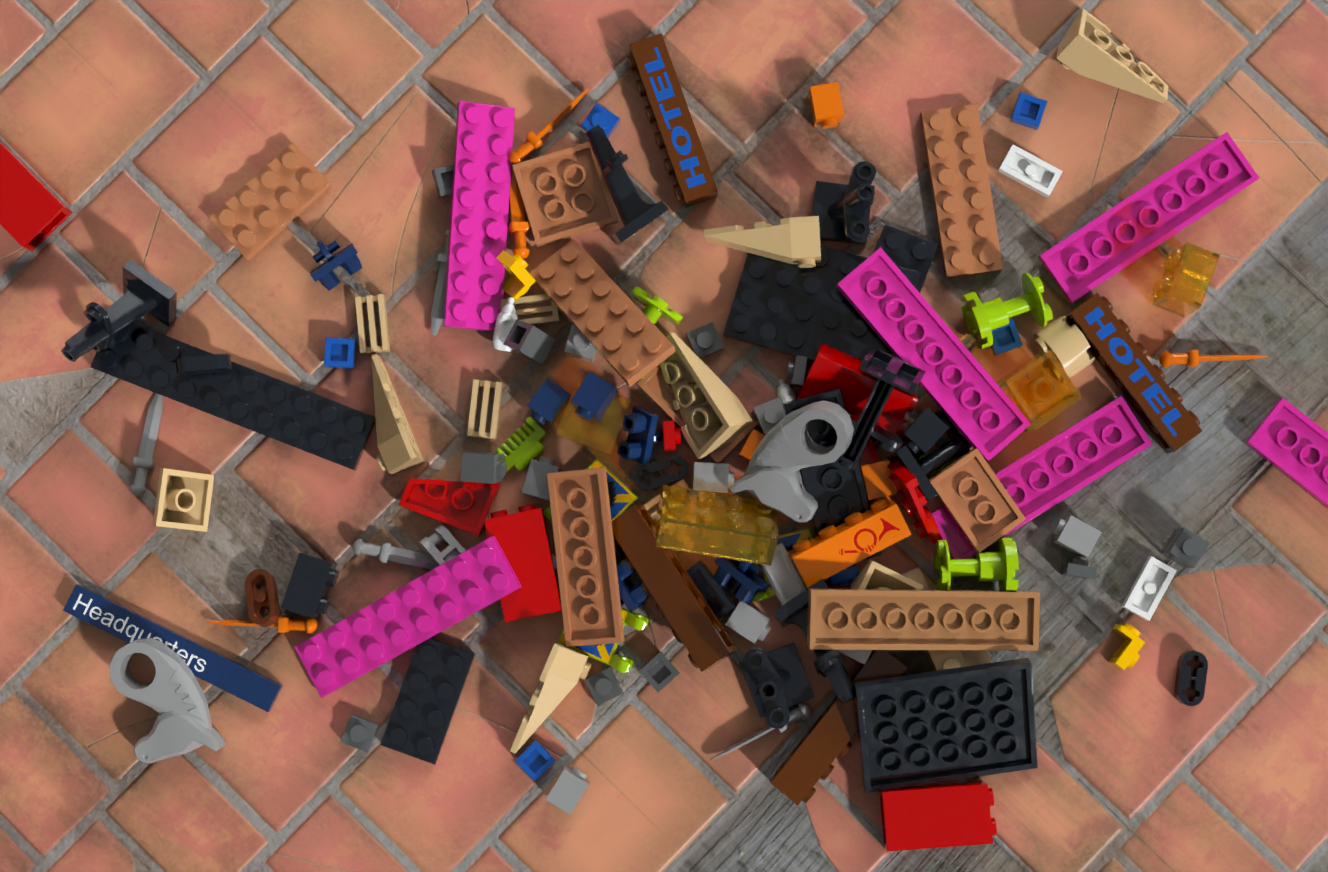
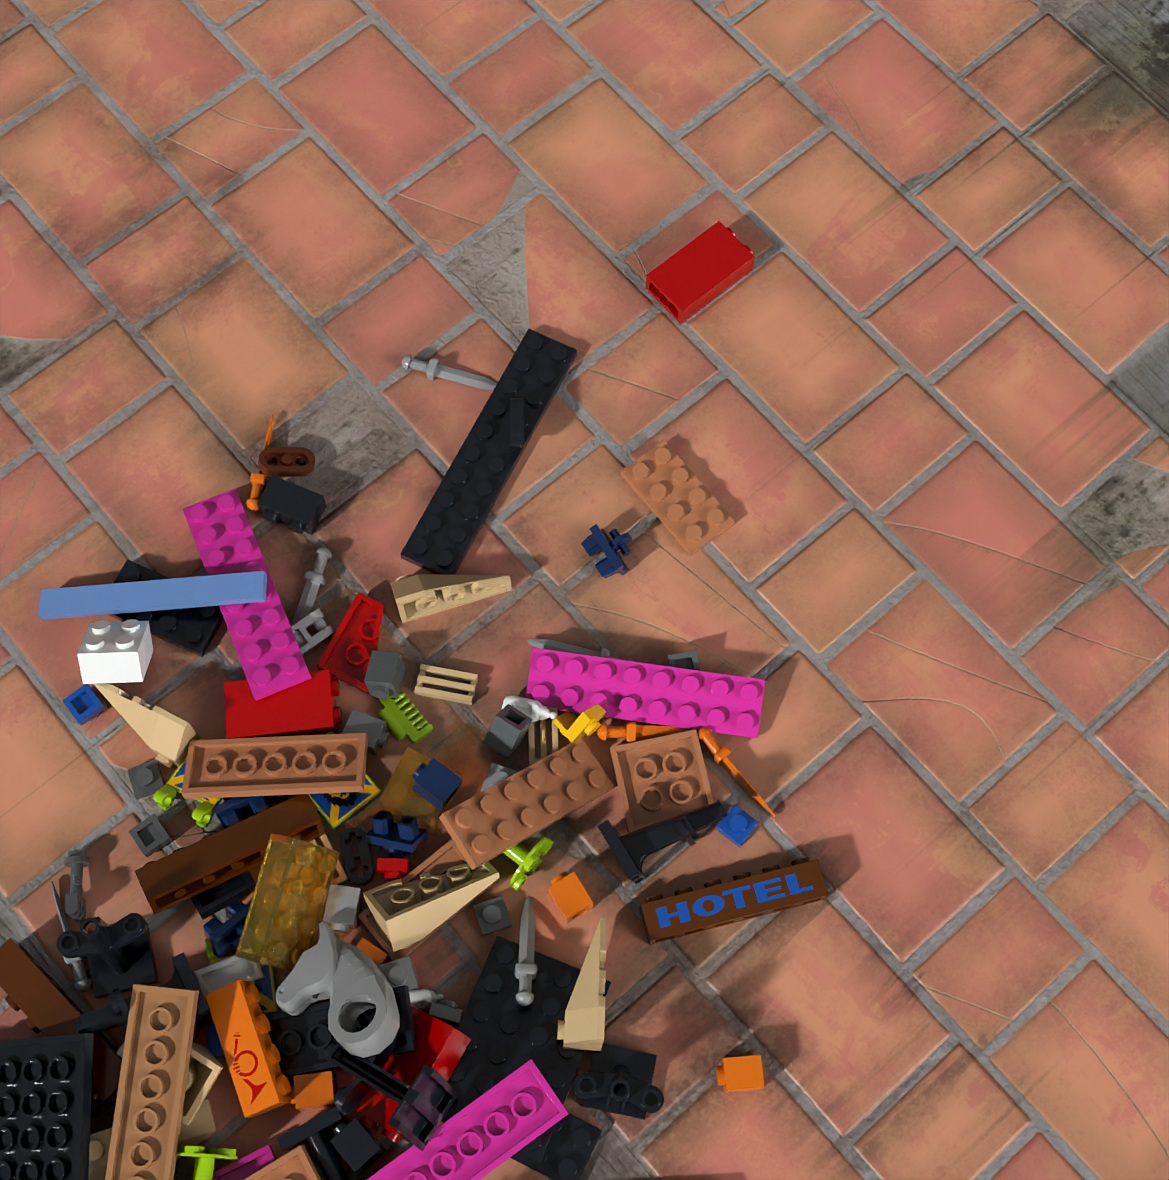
camera: 90 degrees right, 15 degrees down
(142, 295) = (584, 368): black piece -> none
(174, 694) = (209, 377): light grey animal -> none
(183, 500) = (390, 398): tan slope -> none
(202, 661) = (252, 385): dark blue tile -> none
(340, 353) = (518, 549): blue plate -> none
(359, 301) = (545, 593): tan tile -> none
(360, 733) = (143, 542): dark grey plate -> none
(421, 707) = (153, 595): none -> medium blue tile
(483, 734) = (115, 652): none -> white brick
(548, 402) = (444, 745): dark blue brick -> none
(568, 789) = (47, 733): light grey brick -> none
(681, 270) = (569, 896): none -> orange brick
(690, 737) = (74, 902): none -> dark grey hinge
(748, 622) = (183, 933): light grey brick -> none
(754, 301) = (526, 969): none -> light grey sword
(907, 483) = (280, 1125): red wing -> none

